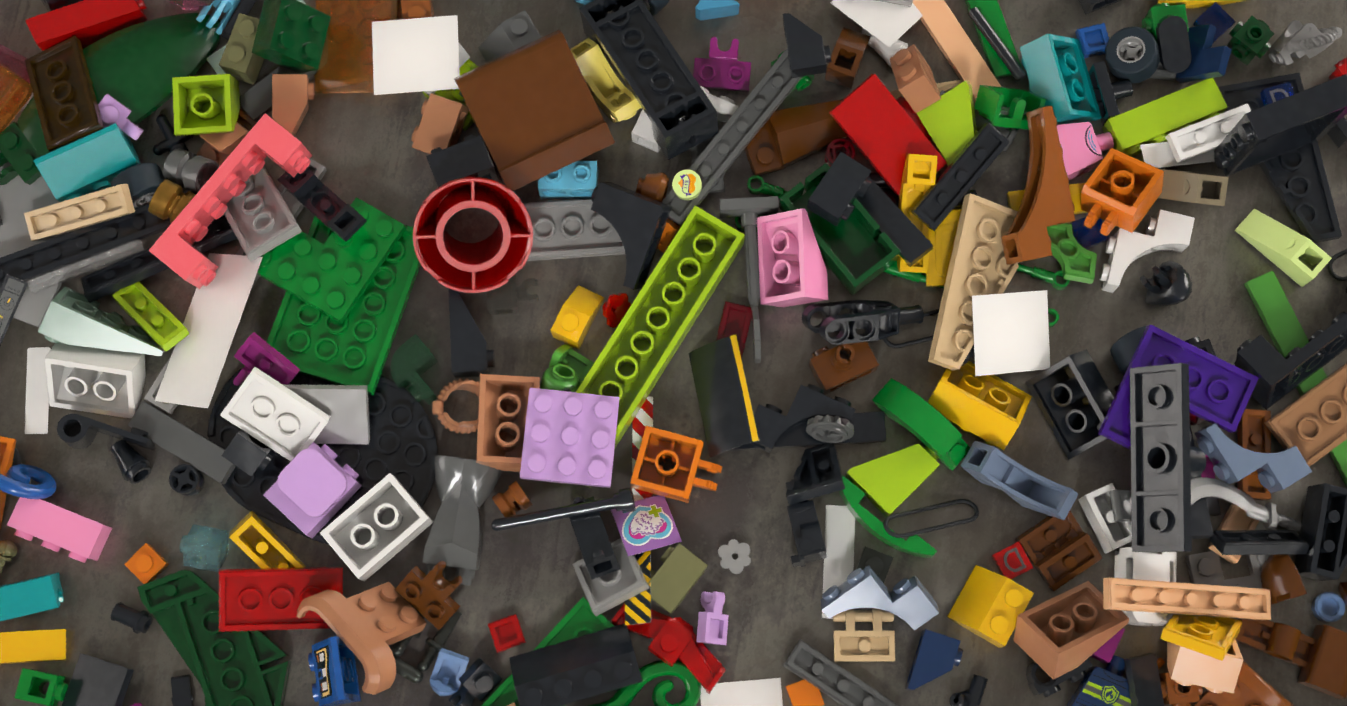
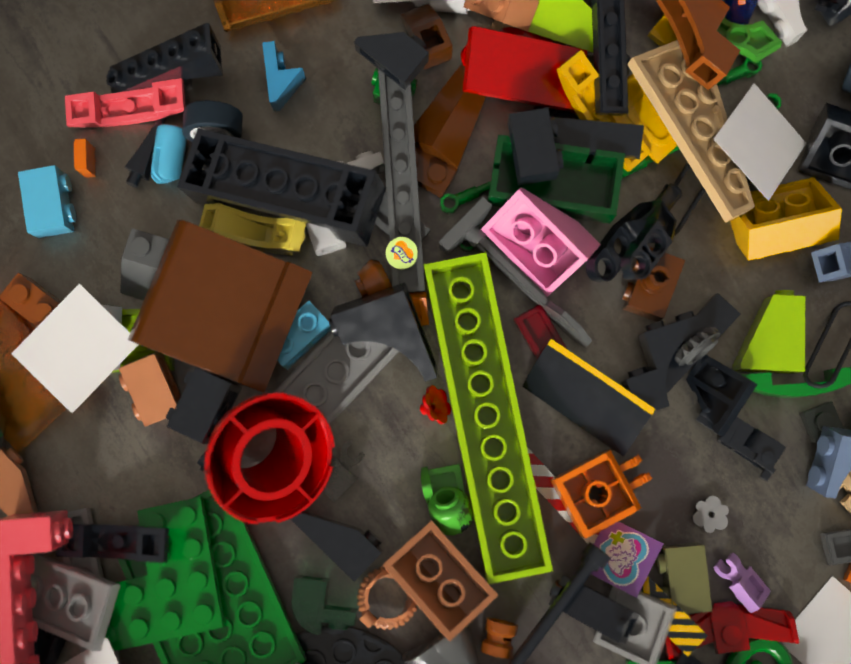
camera: 45 degrees left, 5 degrees up
(569, 437) = (505, 550): lavender plate -> none
(576, 316) = (409, 438): yellow slope -> none
(722, 69) = (336, 132): magenta plate -> none
(838, 145) = (493, 126): dark red wheel -> none
(839, 546) = (774, 422): white sticker -> none
(923, 421) = (756, 274): green arch -> none

